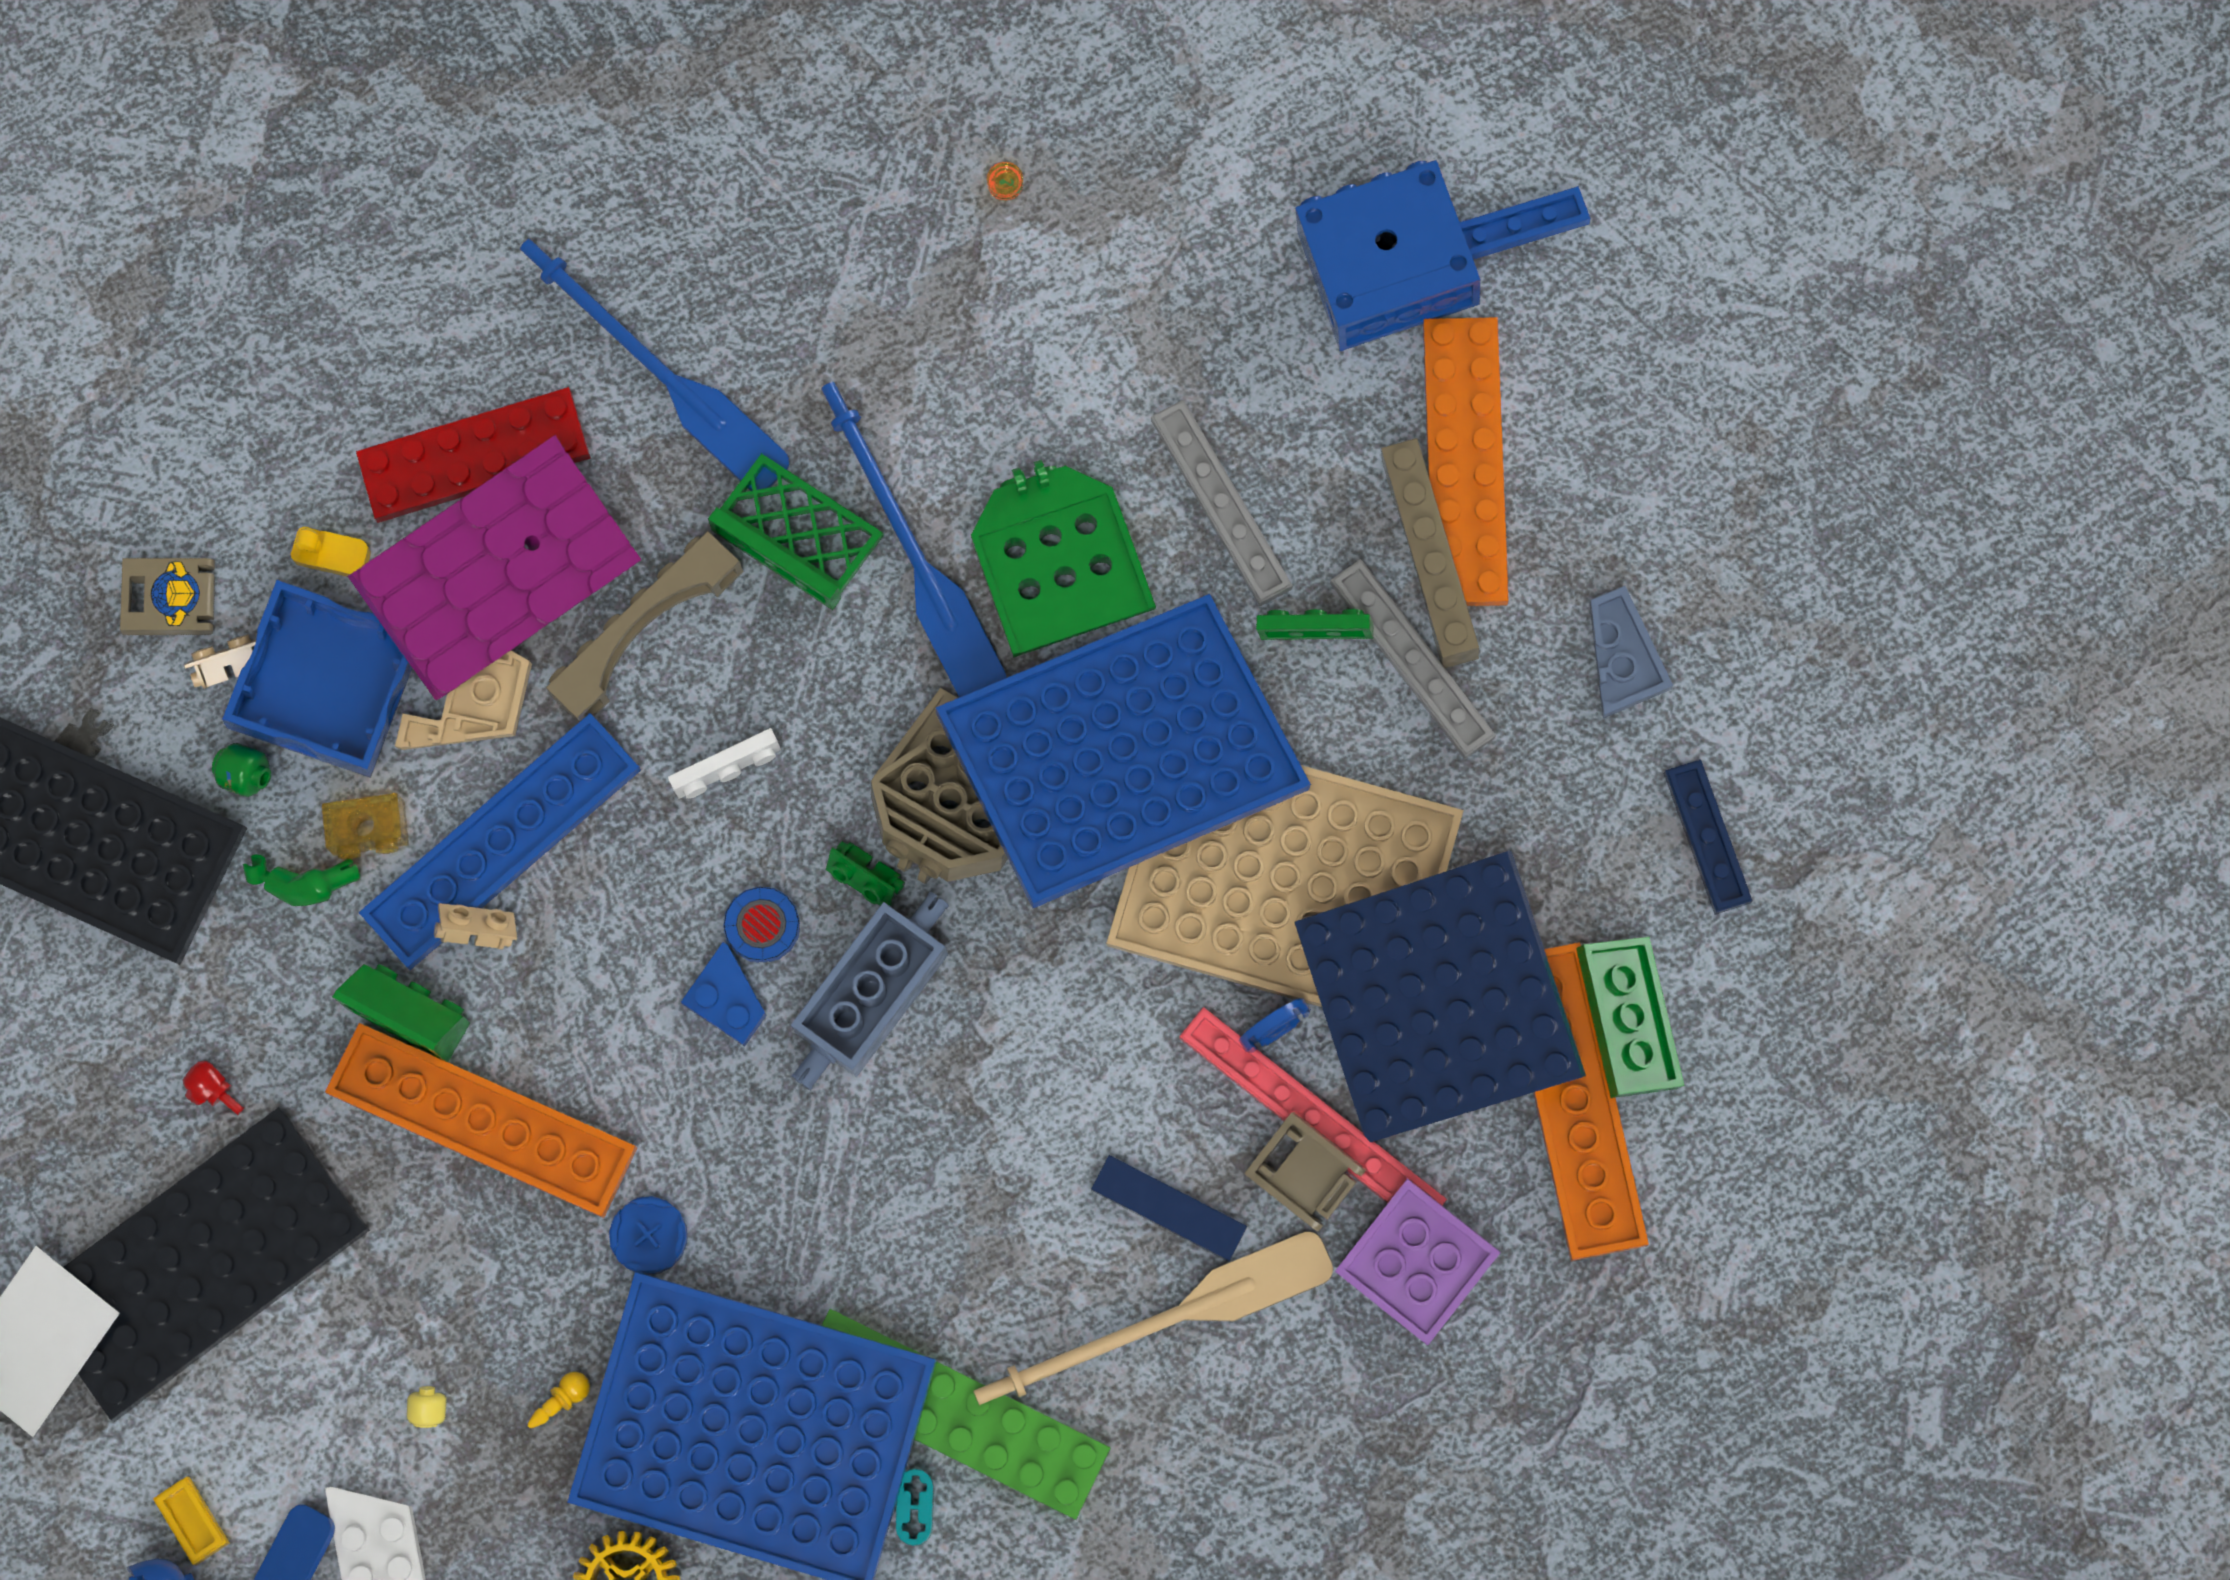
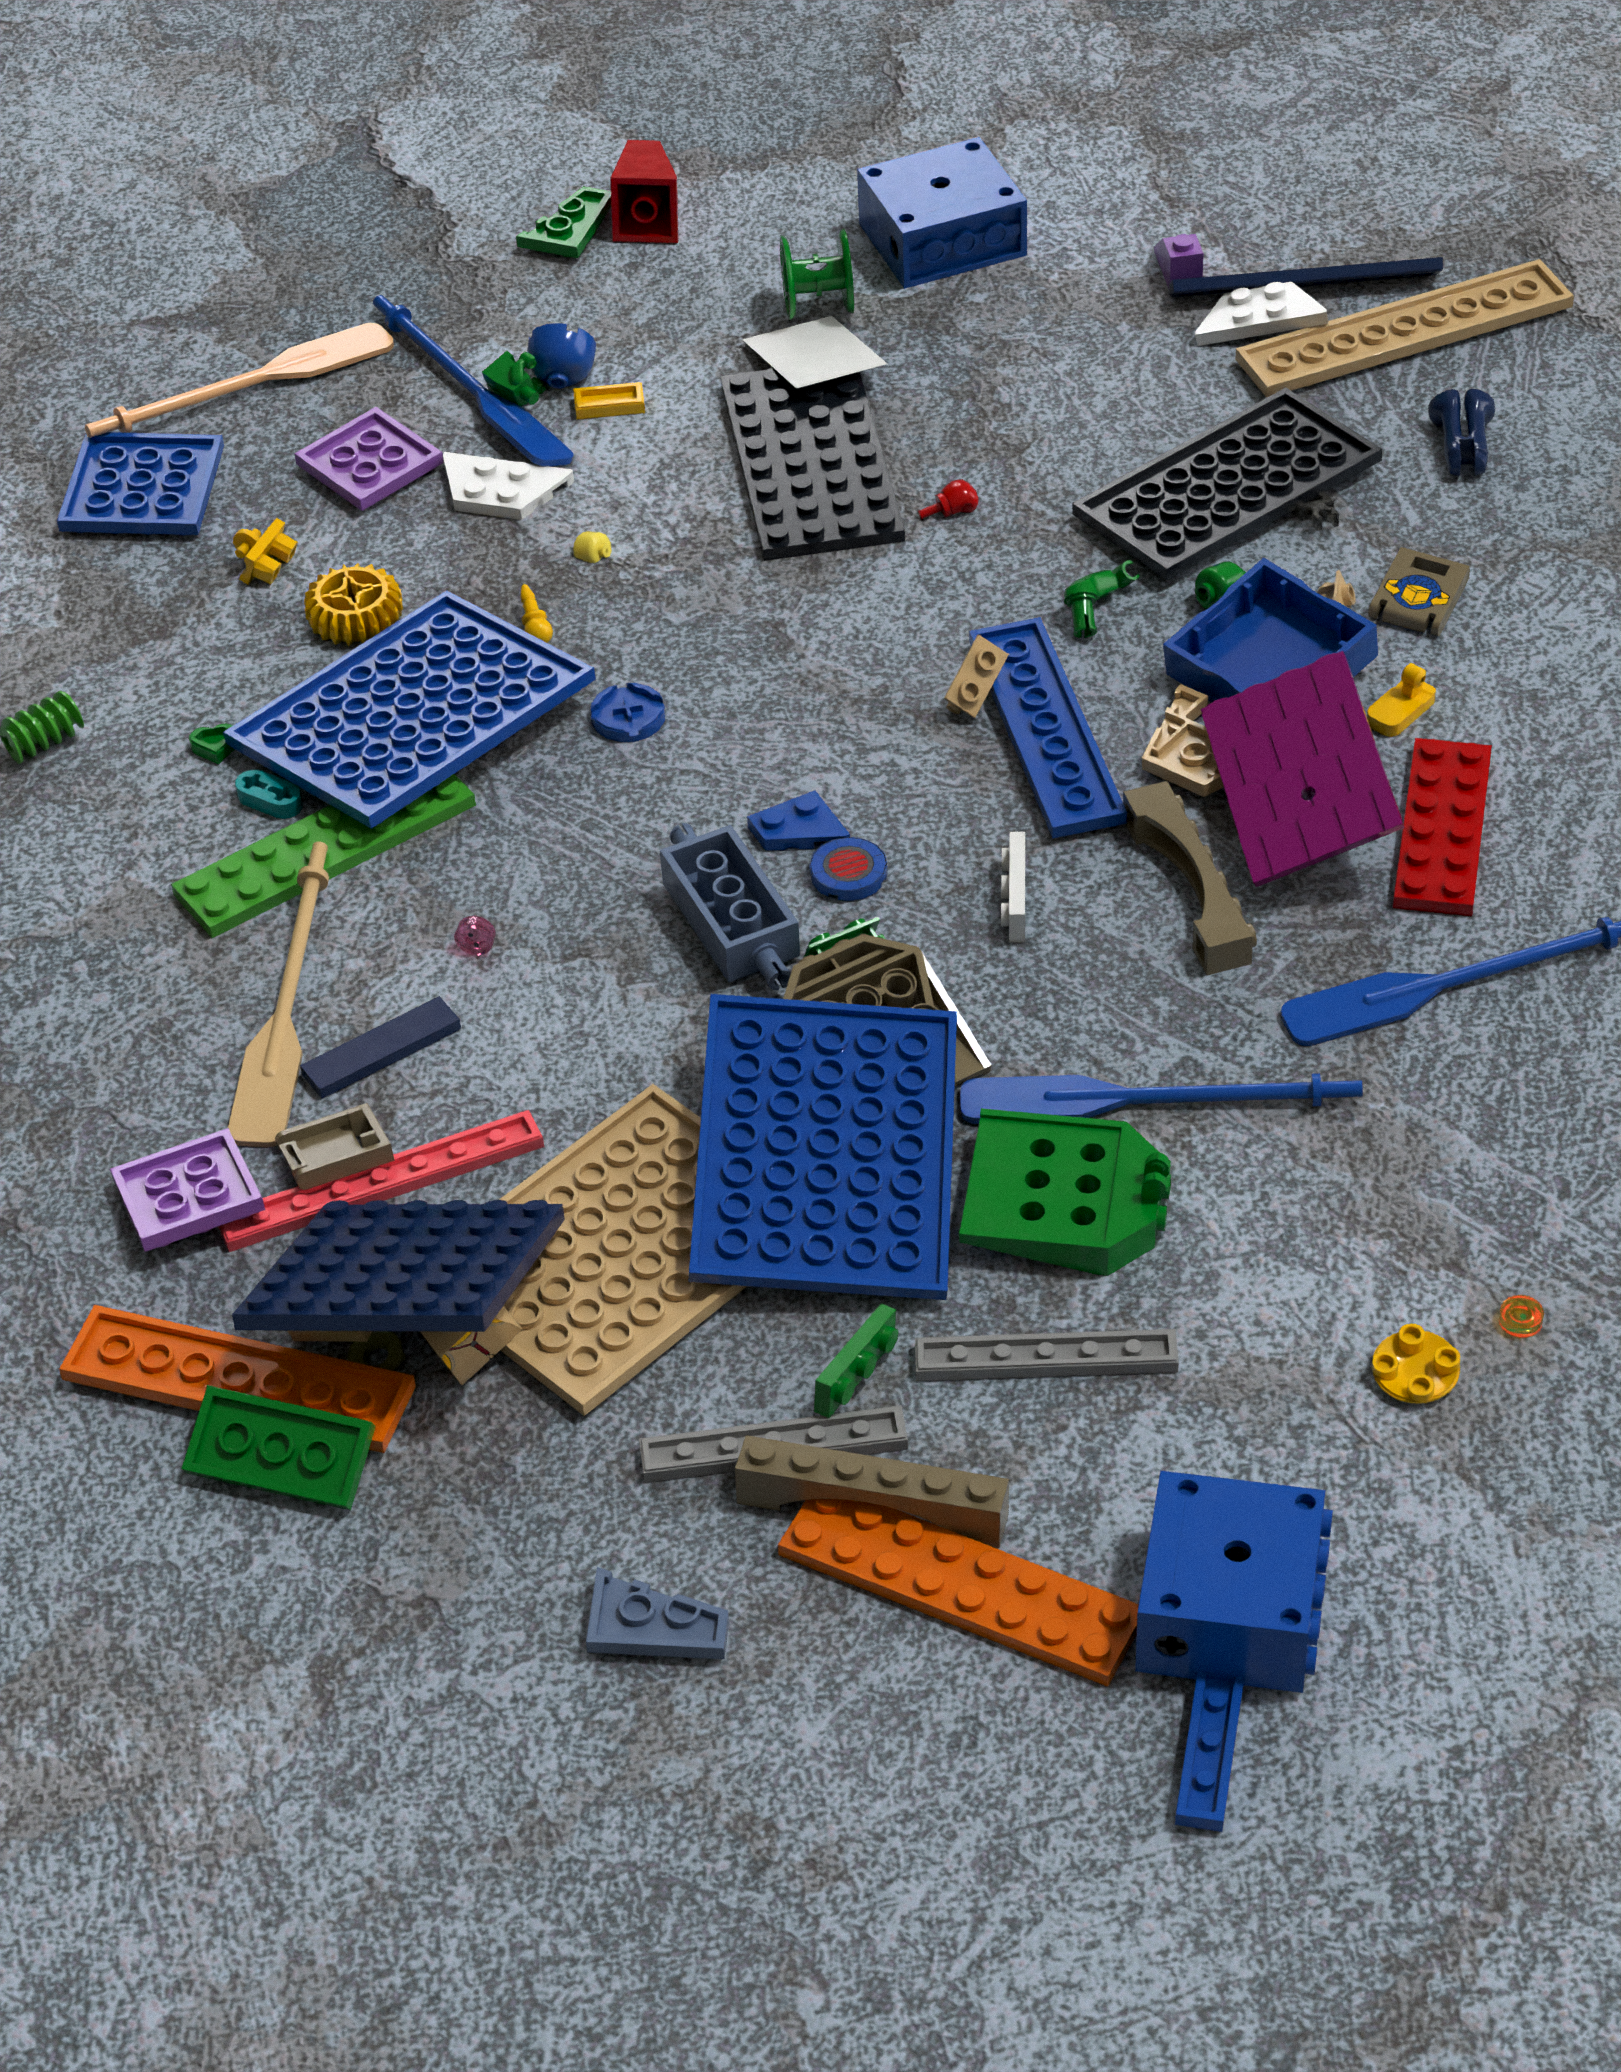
camera: 115 degrees right, 30 degrees down
(344, 817) = (1118, 646): clear yellow brick -> none
(404, 1010) = (927, 608): green slope -> none
(481, 1120) = (801, 640): orange plate -> none
(771, 551) = (1204, 989): green fence -> none
(1006, 1199) = (475, 935): none -> clear pink tile
(1097, 231) = (1416, 1365): none -> yellow dish
(1275, 1025) = (479, 1162): blue tile -> none
(1707, 837) = (411, 1613): dark blue tile -> none

